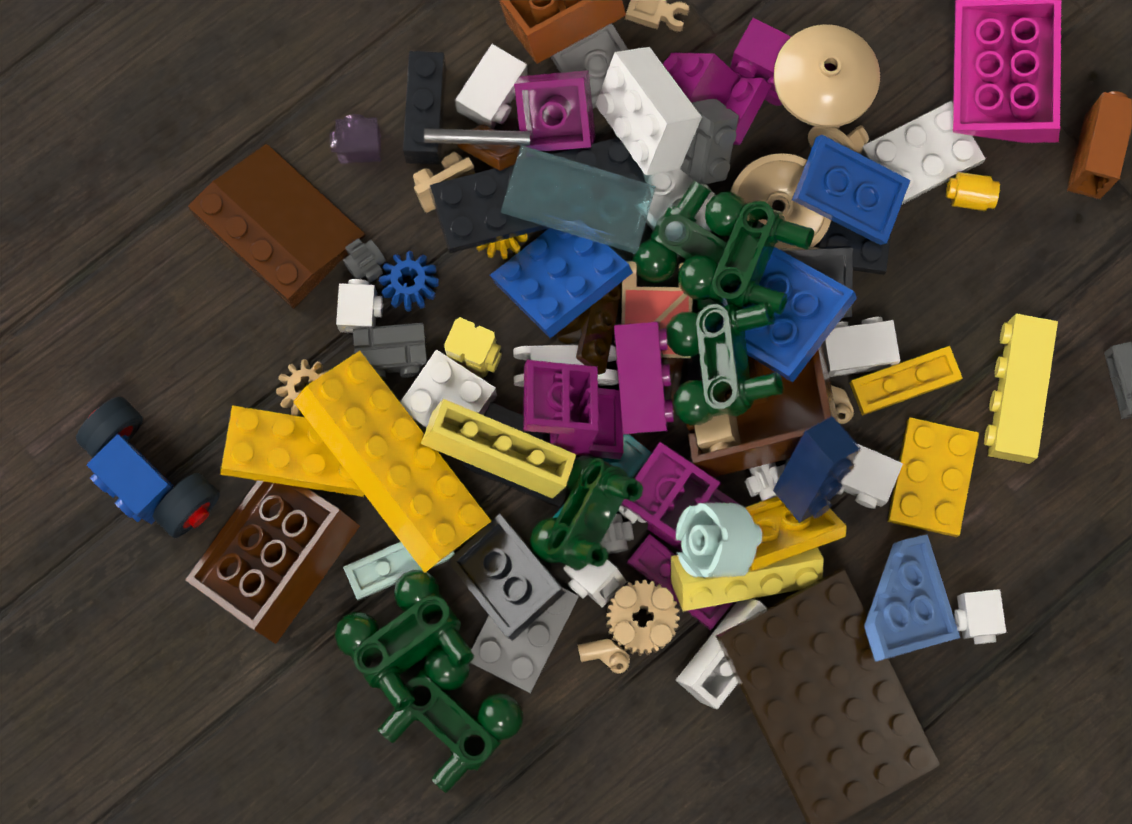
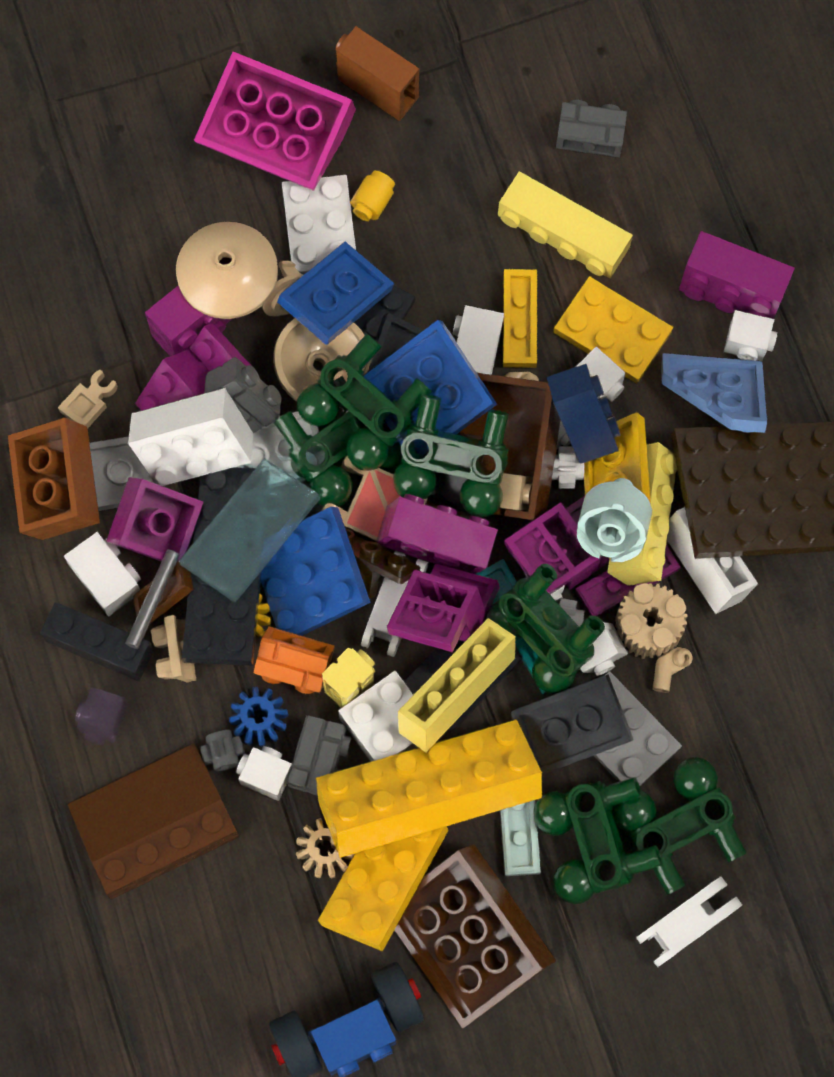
camera: 70 degrees left, 5 degrees down
(359, 760) = (689, 921): none -> white piece
(474, 289) = (293, 660): none -> orange brick
(1033, 577) = (734, 277): none -> magenta brick

